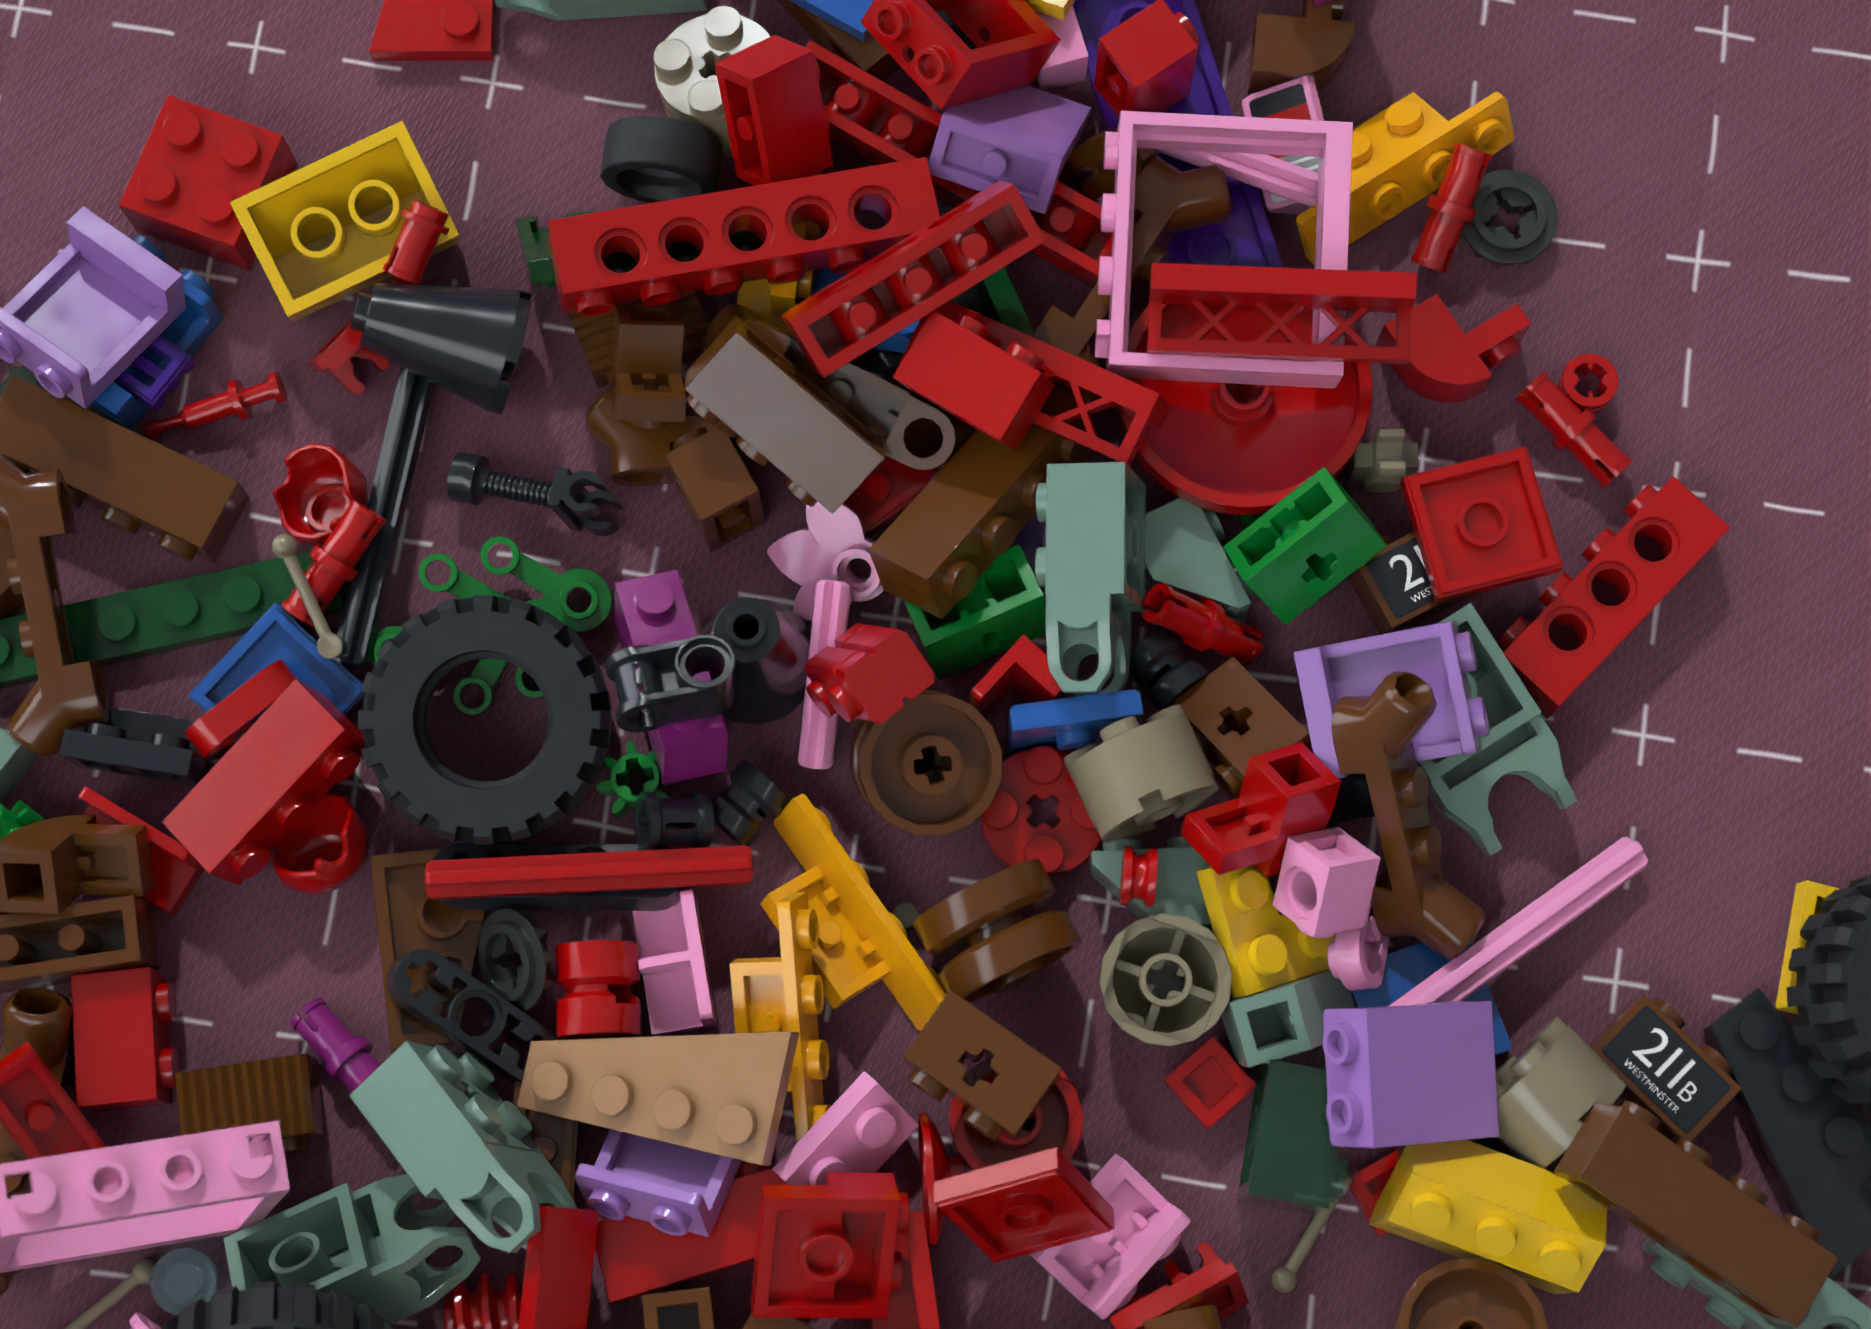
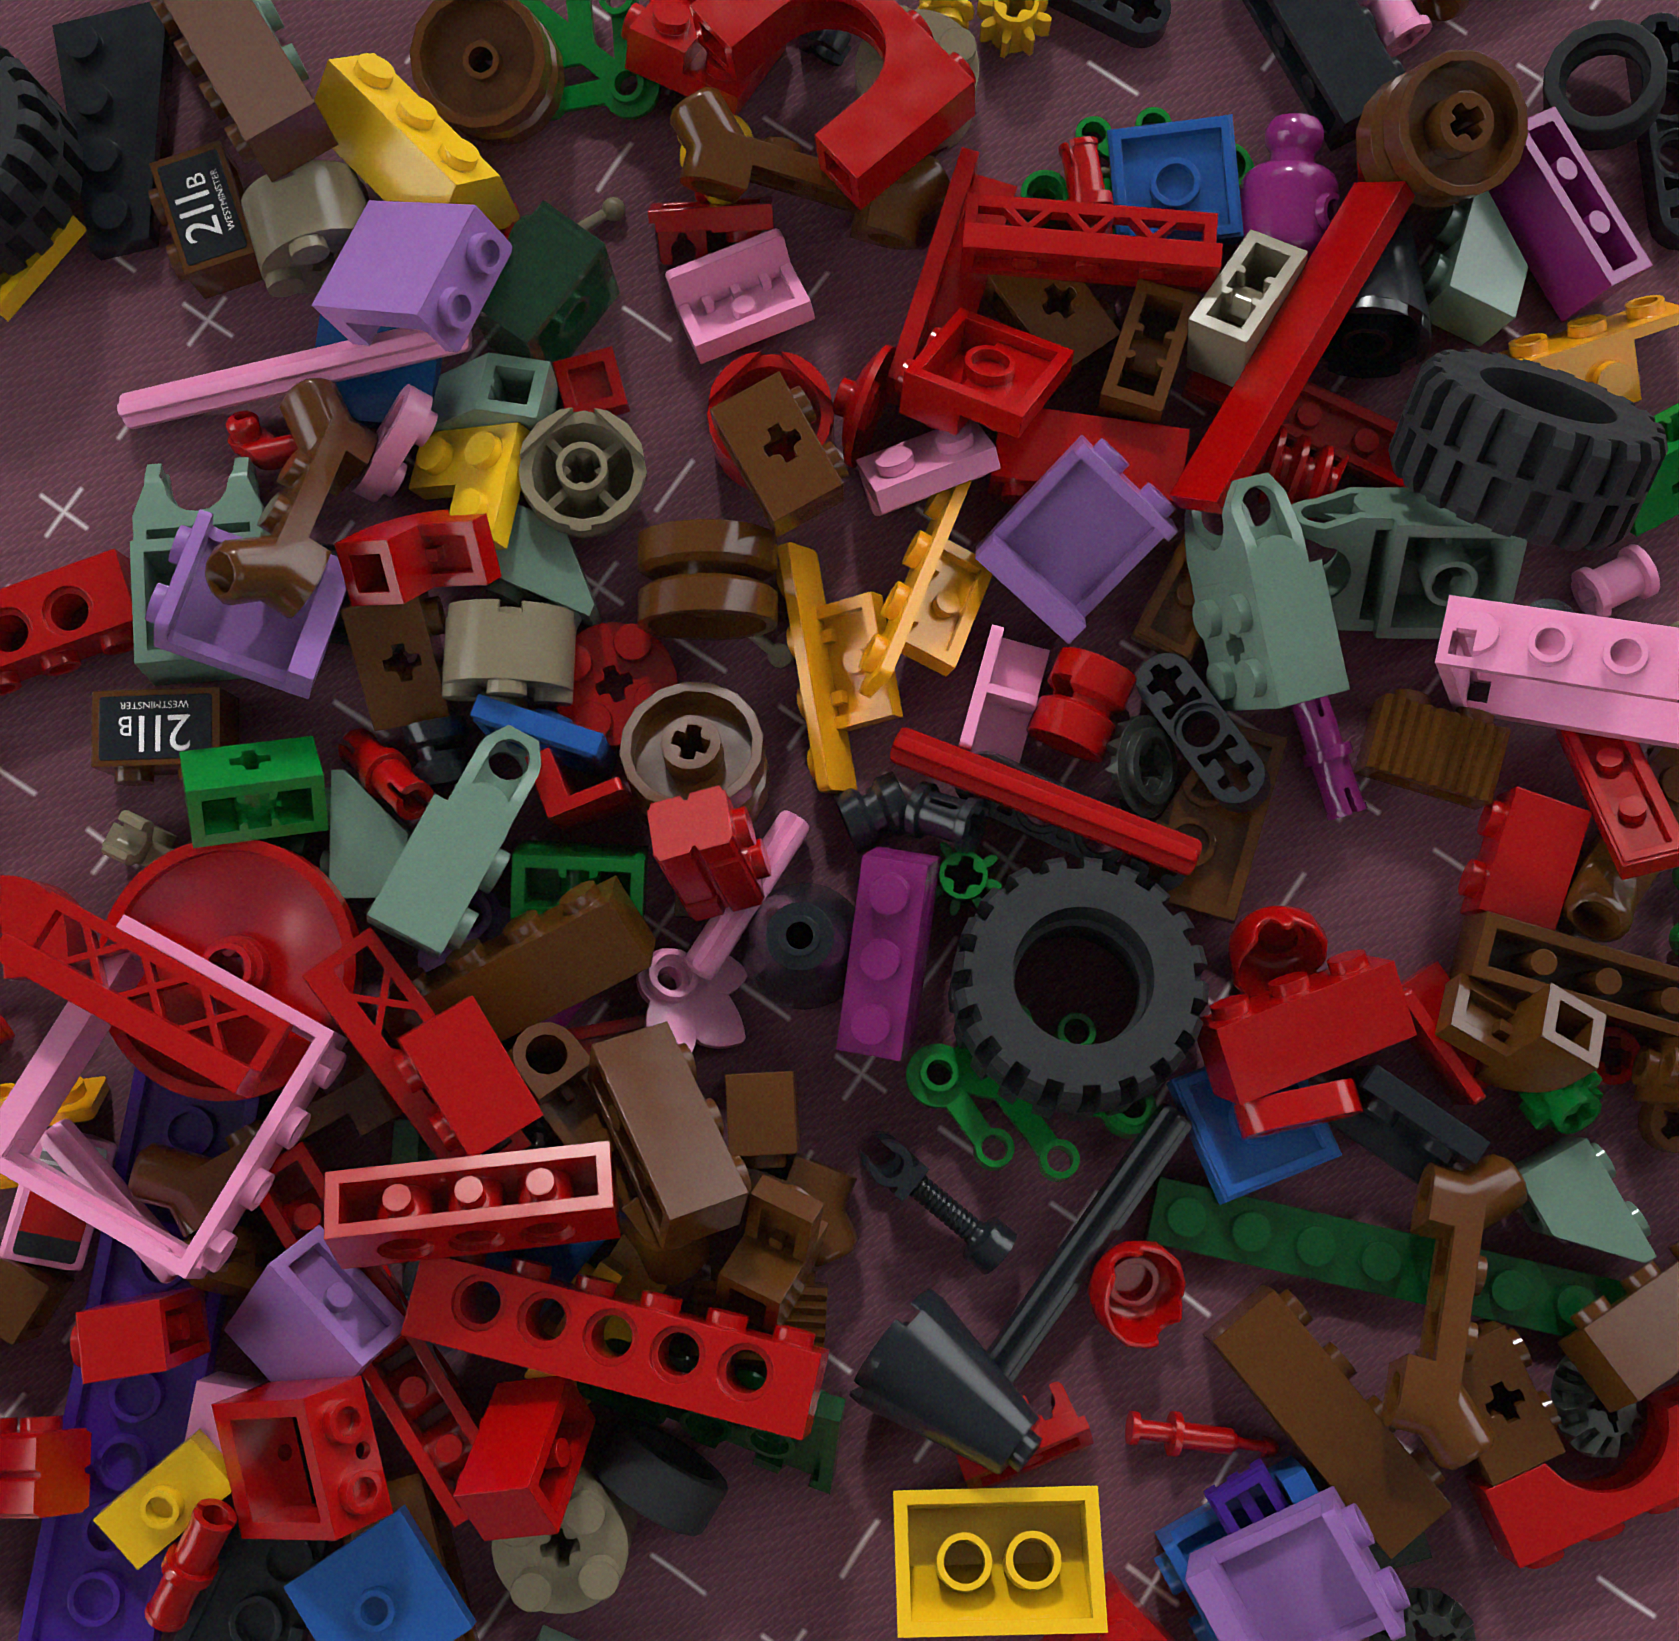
camera: 150 degrees left, 5 degrees up
(328, 644) = (1191, 1132): dark tan hinge -> none
(337, 558) = (1154, 1213): red pin -> none
(416, 241) = (939, 1499): red pin -> none
(668, 683) = (898, 918): black piece -> none
(683, 1090) = (1043, 560): medium nougat wing -> none
(1024, 1205) = (799, 330): red plate -> none
(1138, 876) = (558, 564): red bush -> none
(1326, 882) = (397, 476): bright pink brick -> none
(1481, 524) = (85, 734): red plate -> none
(1493, 879) = (258, 443): none -> red arm

